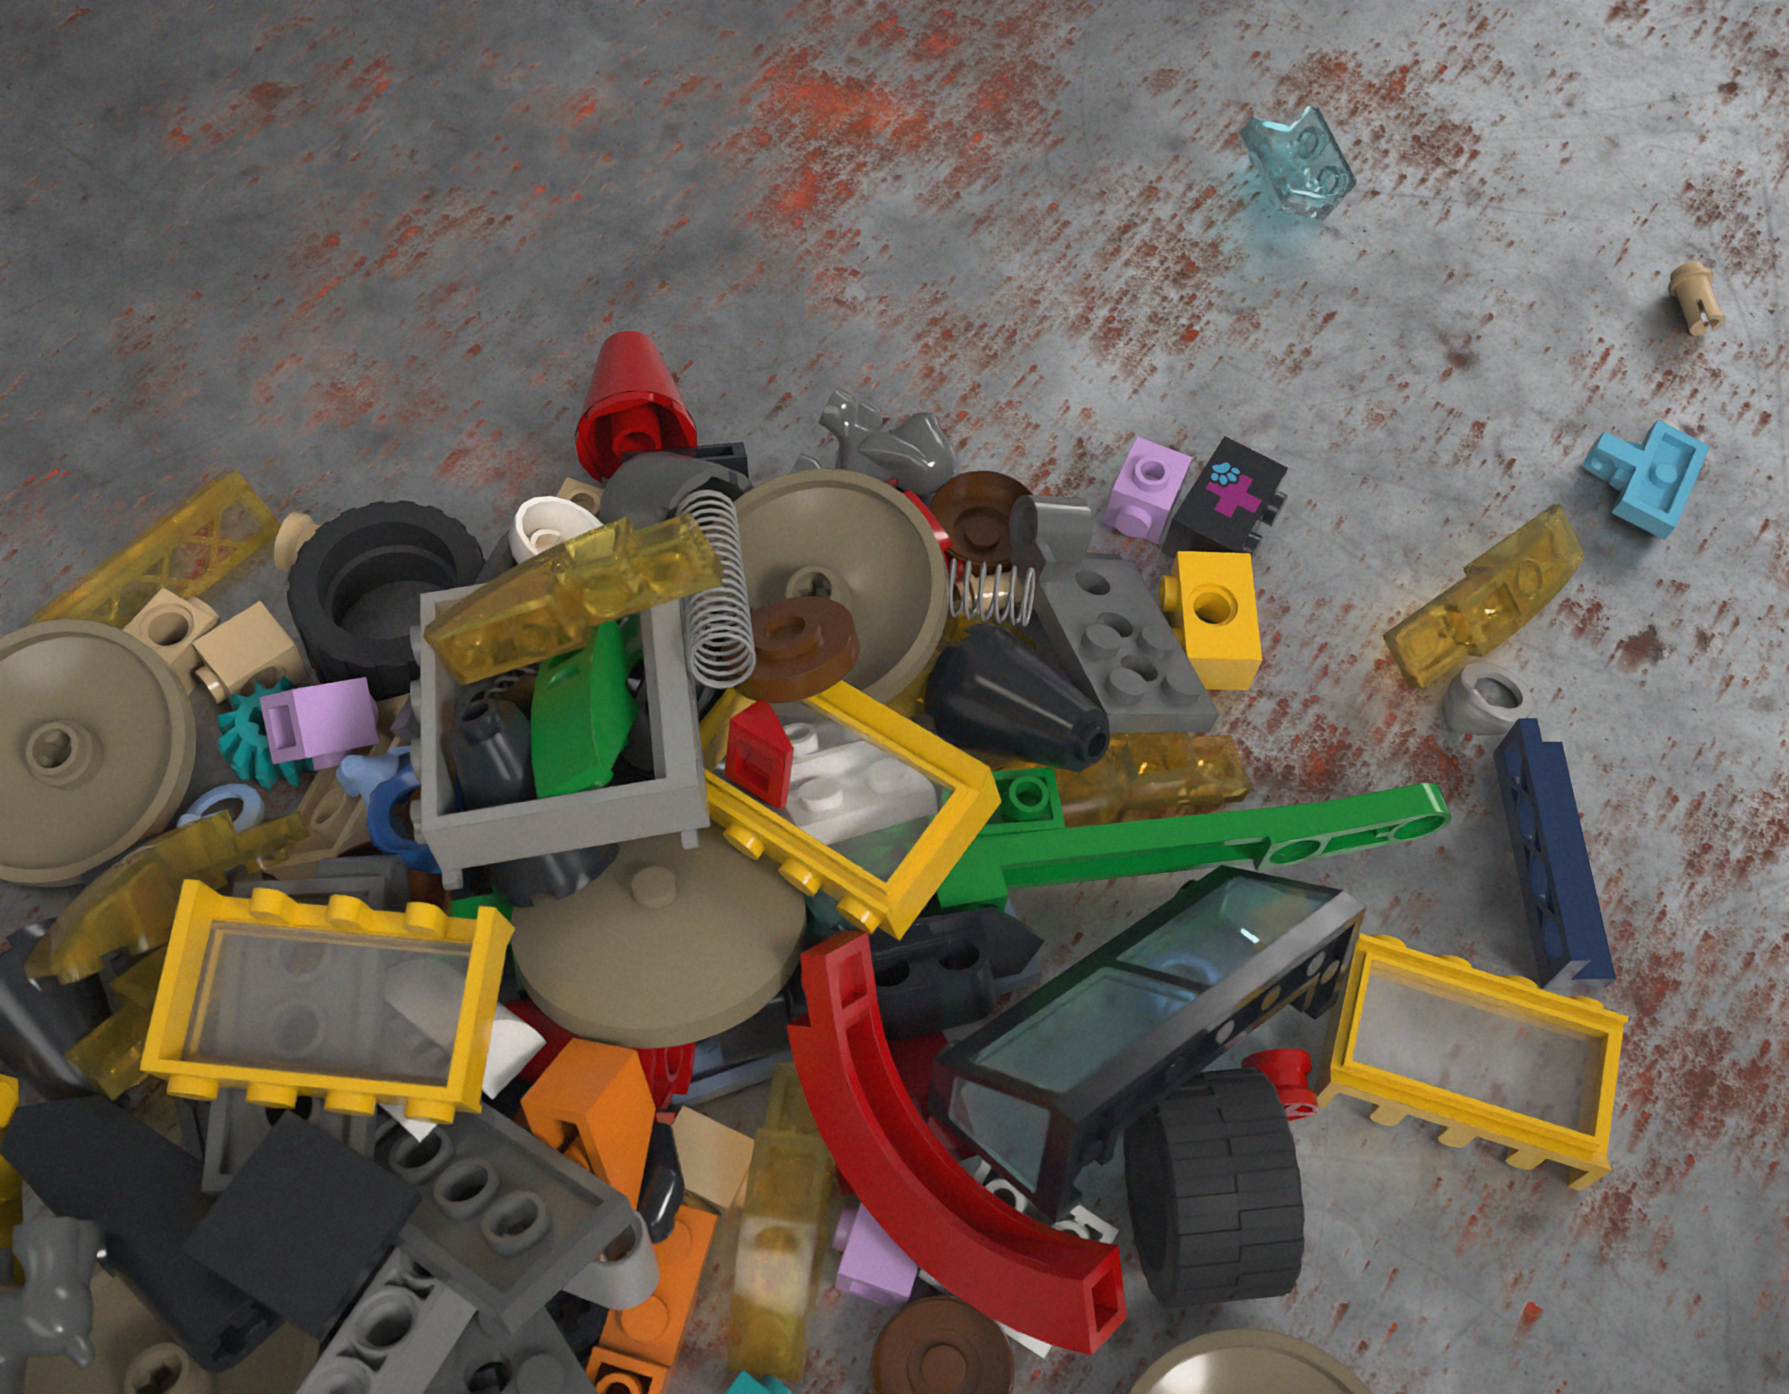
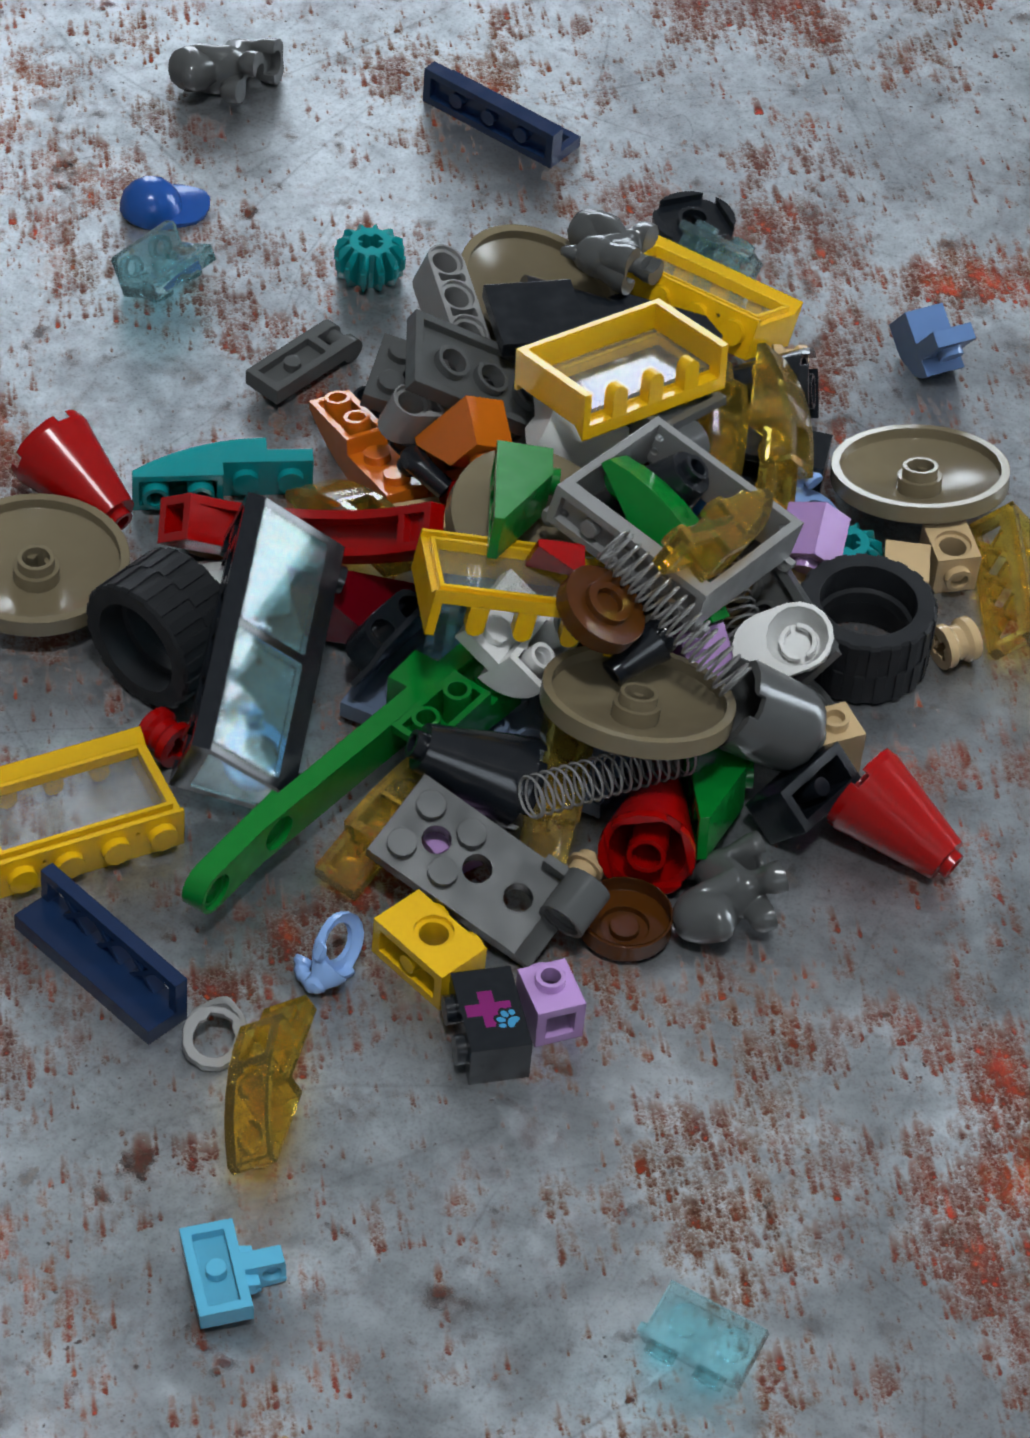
camera: 140 degrees right, 15 degrees down
(712, 875) = (518, 492): none -> green slope
(1326, 674) = (333, 972): none -> light blue piece

